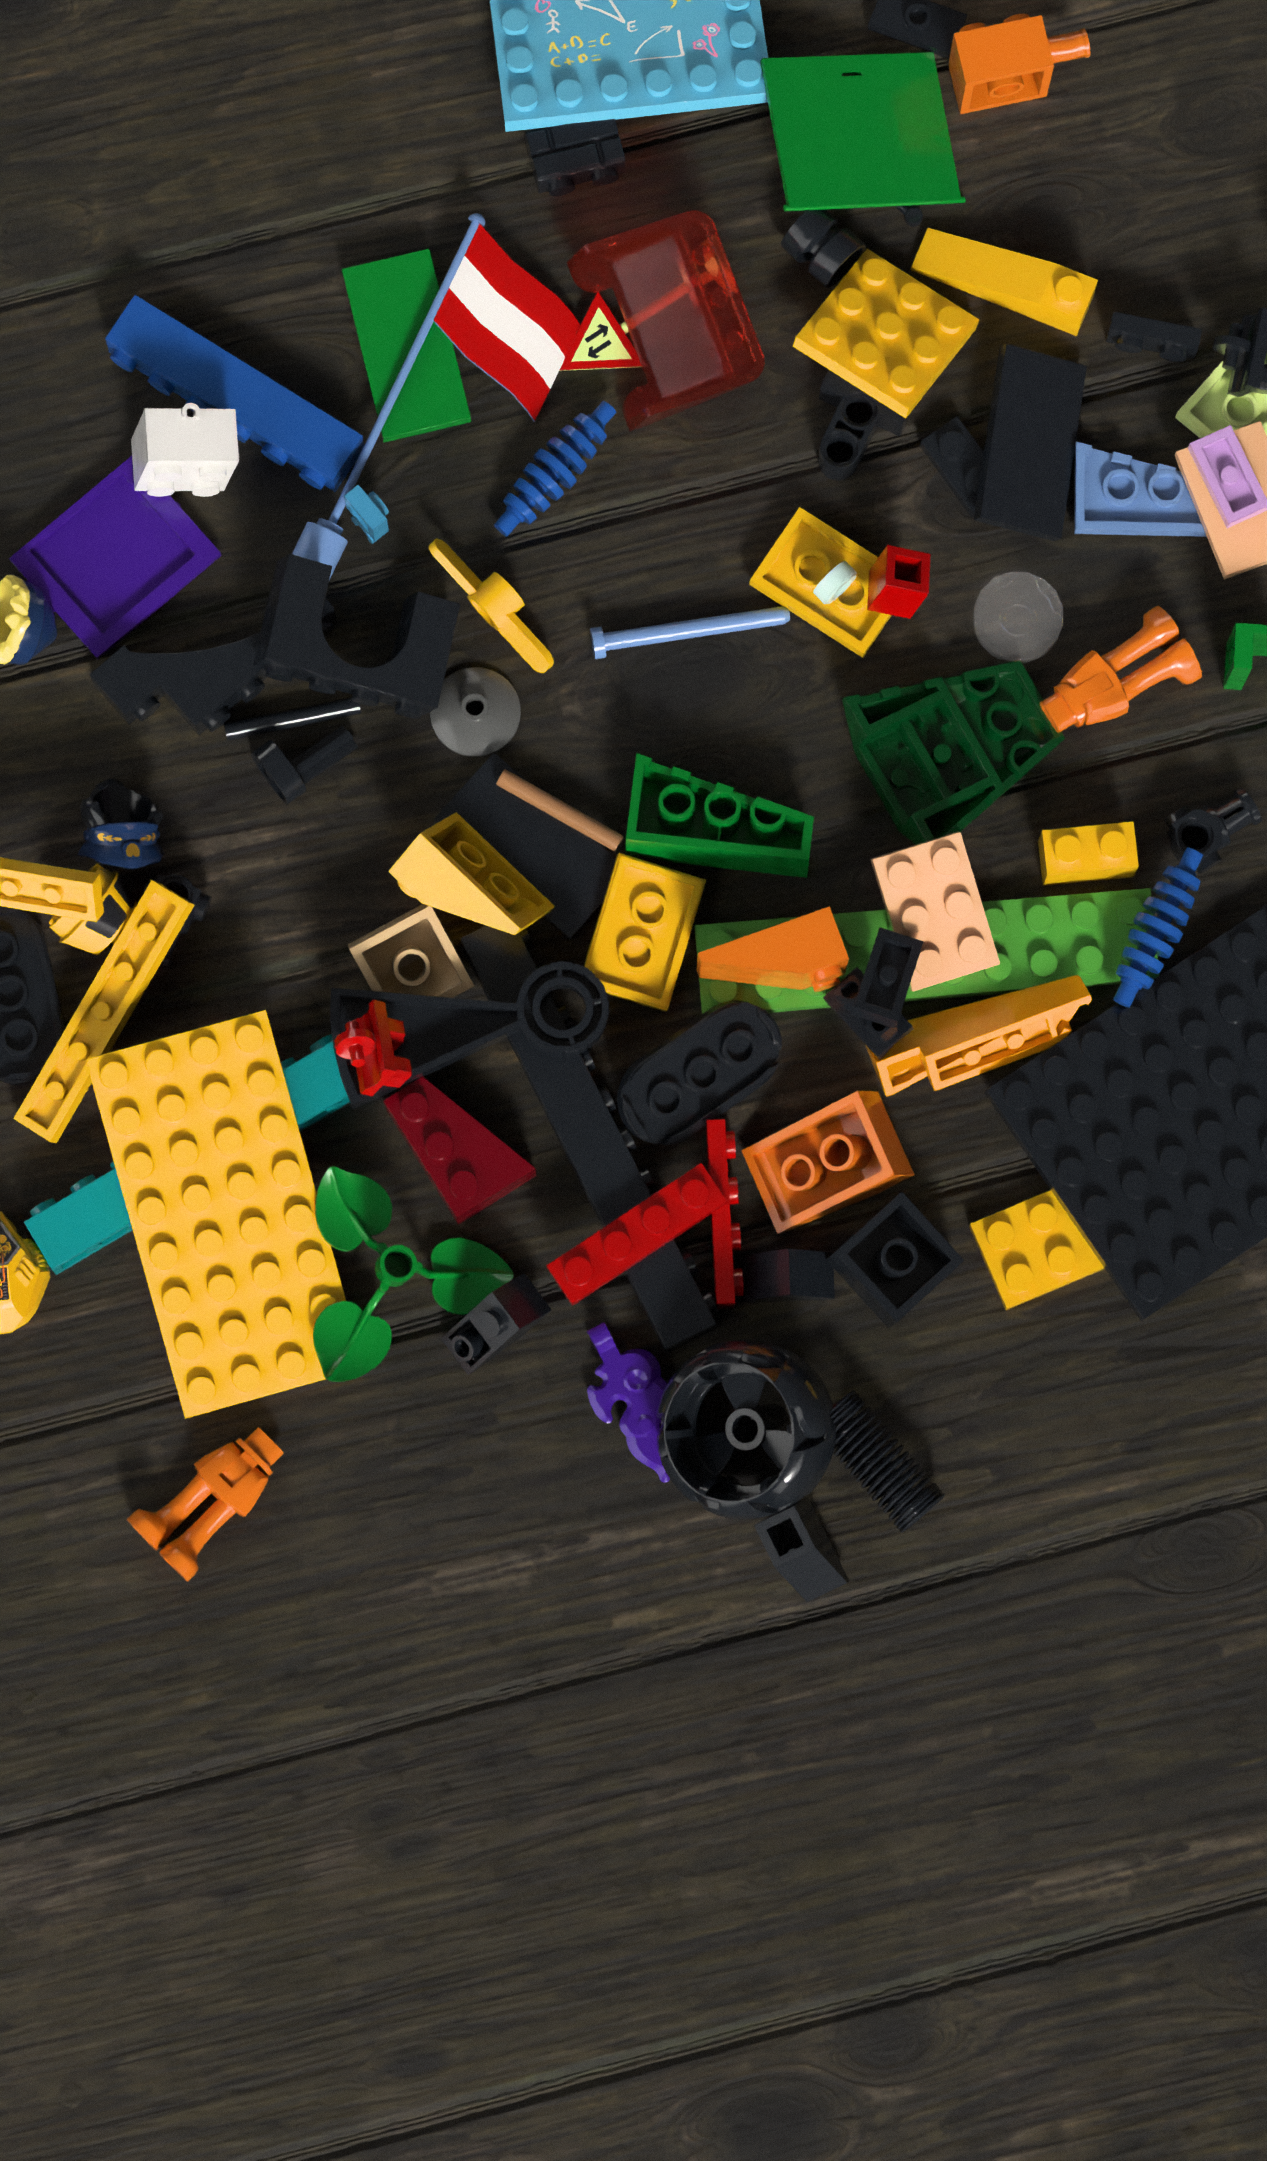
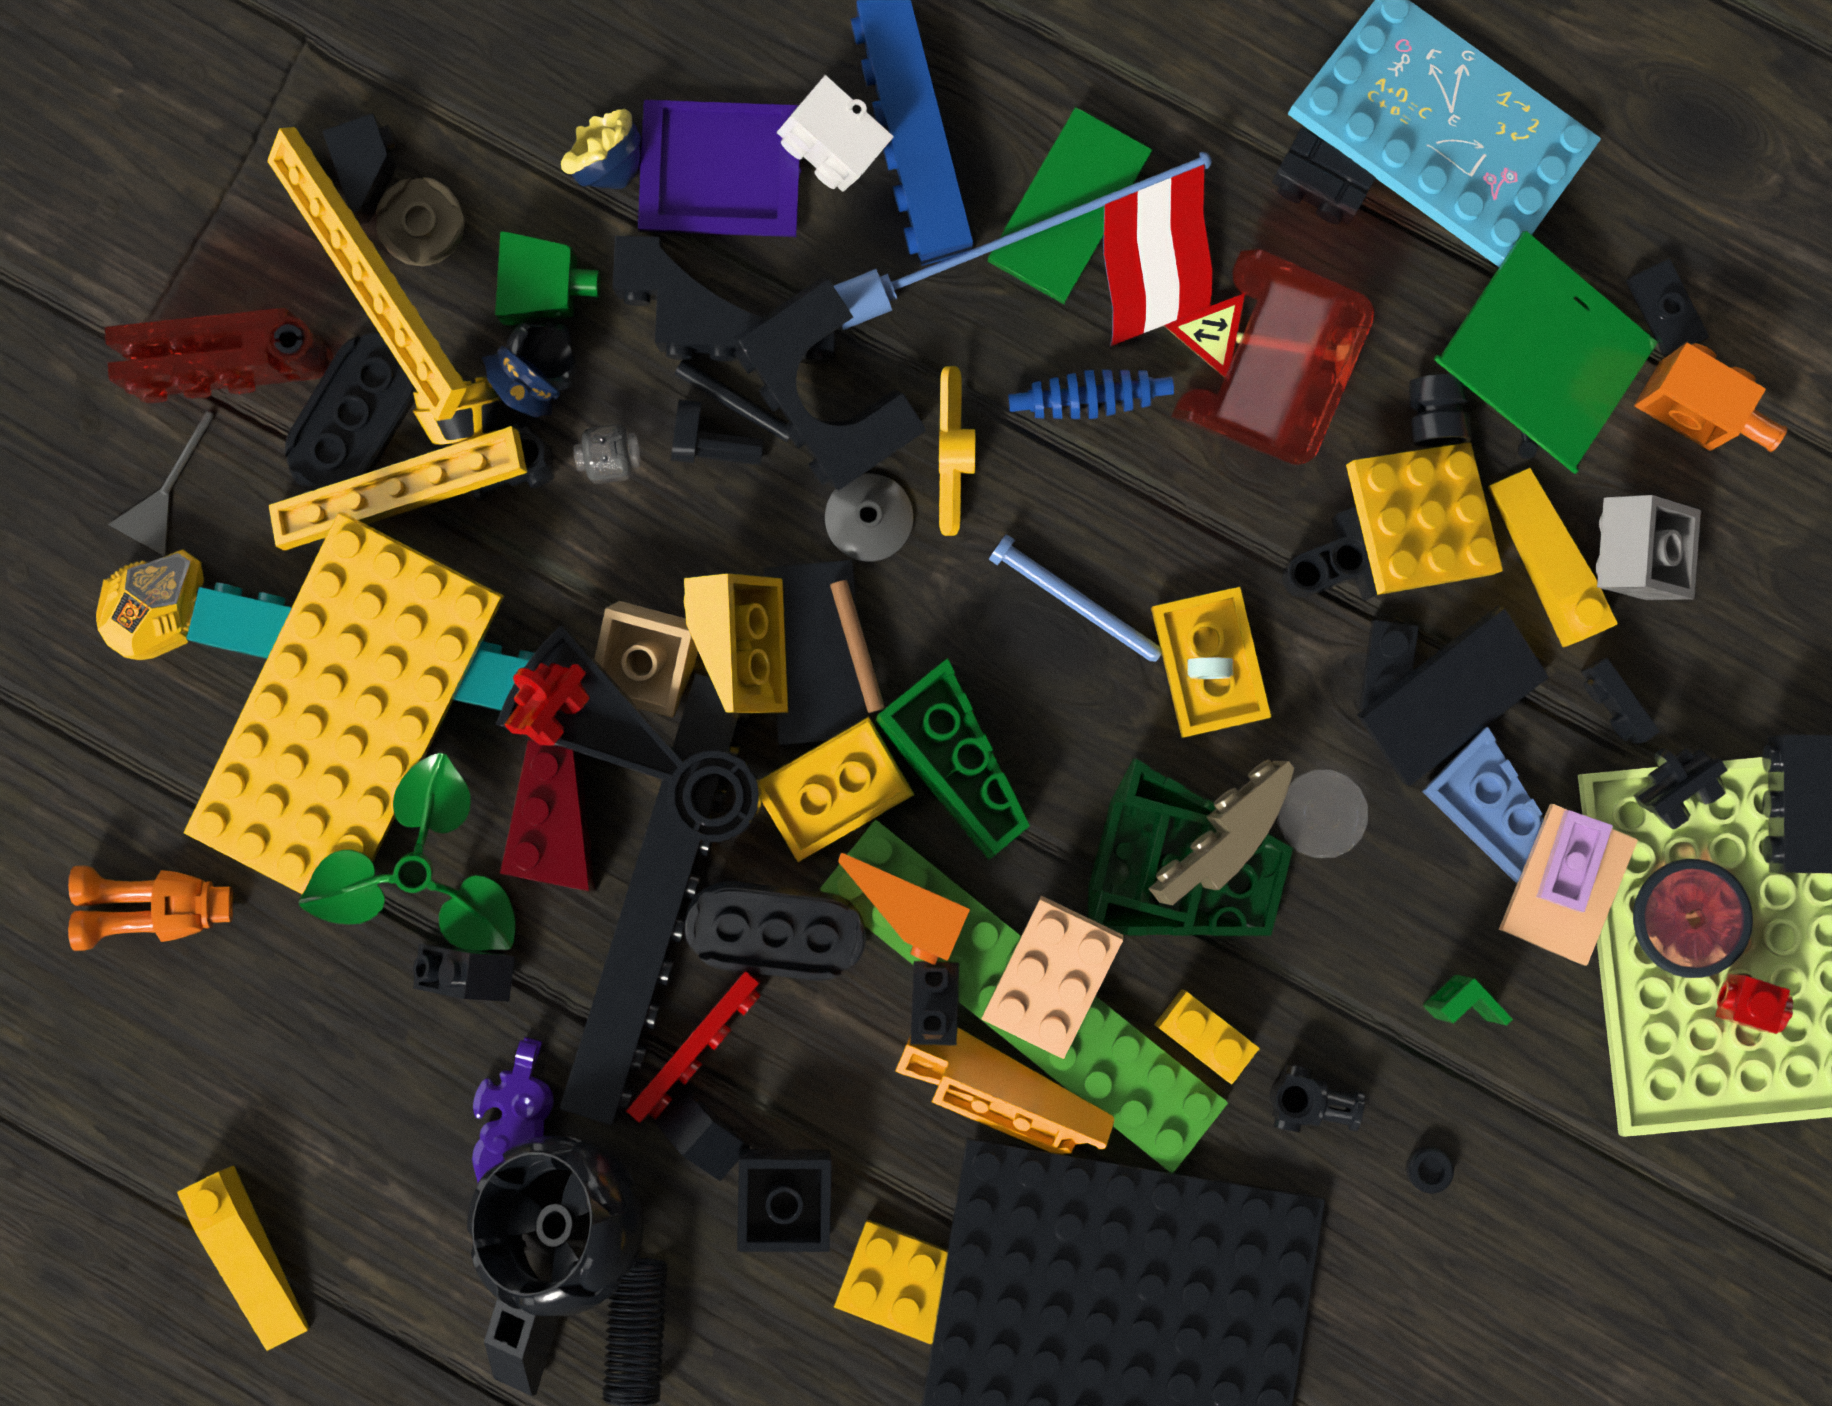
camera: 50 degrees right, 5 degrees up
(60, 762) = (539, 280): none -> green torso
(235, 843) = (607, 453): none -> head
(367, 512) = (923, 301): dark azure plate -> none
(536, 1688) = (243, 1255): none -> yellow slope
(636, 1234) = (614, 1008): red plate -> none
(828, 1161) = (807, 1081): orange slope -> none
(887, 977) = (966, 997): black plate -> none
(898, 581) = (1256, 711): red brick -> none
(967, 678) = (1241, 825): none -> dark tan slope
(1068, 205) = (1648, 548): none -> light grey brick
(1094, 692) = (1324, 920): orange piece -> none
(1158, 927) = (1221, 1135): blue piece -> none

